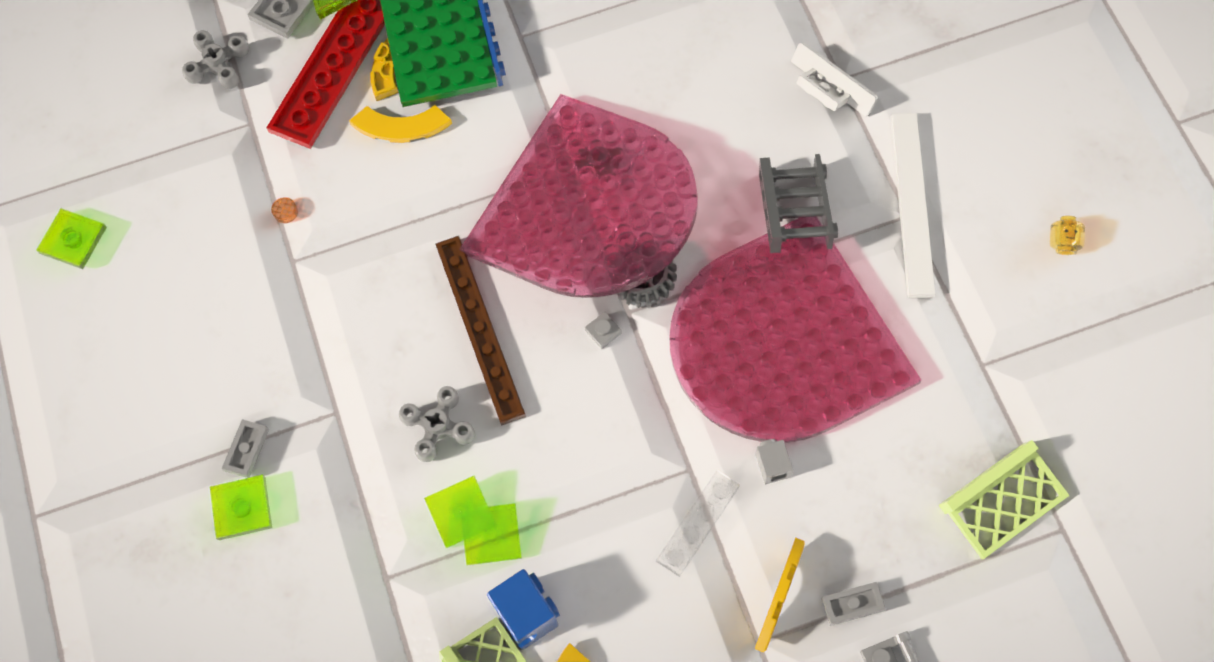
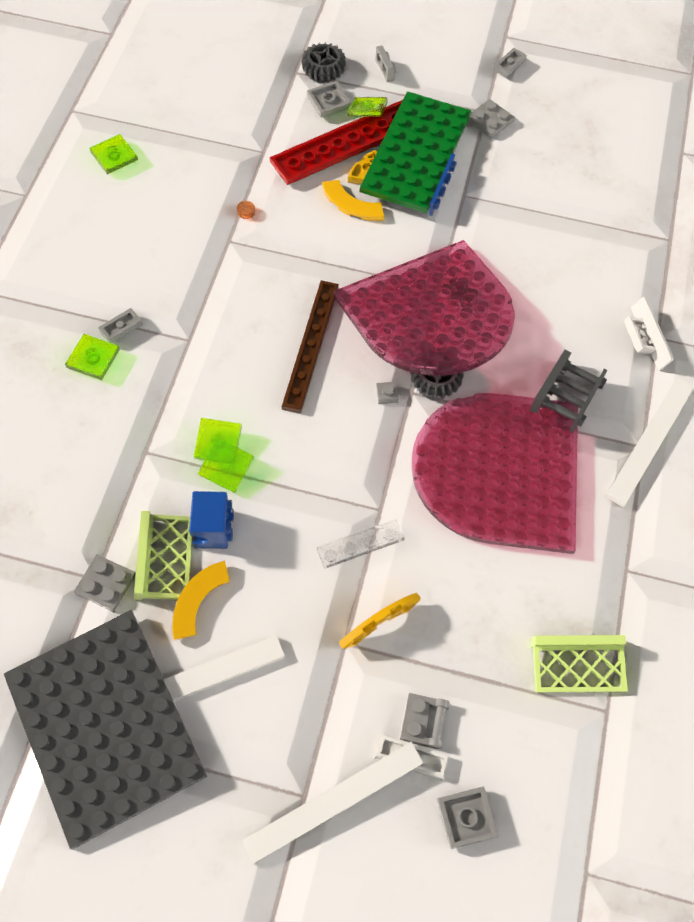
camera: 25 degrees right, 5 degrees down
(215, 59) = (269, 104): light grey gear -> none
(440, 413) = (242, 382): light grey gear -> none
(774, 461) = (437, 538): light grey brick -> none
(853, 603) = (425, 660): light grey plate -> none

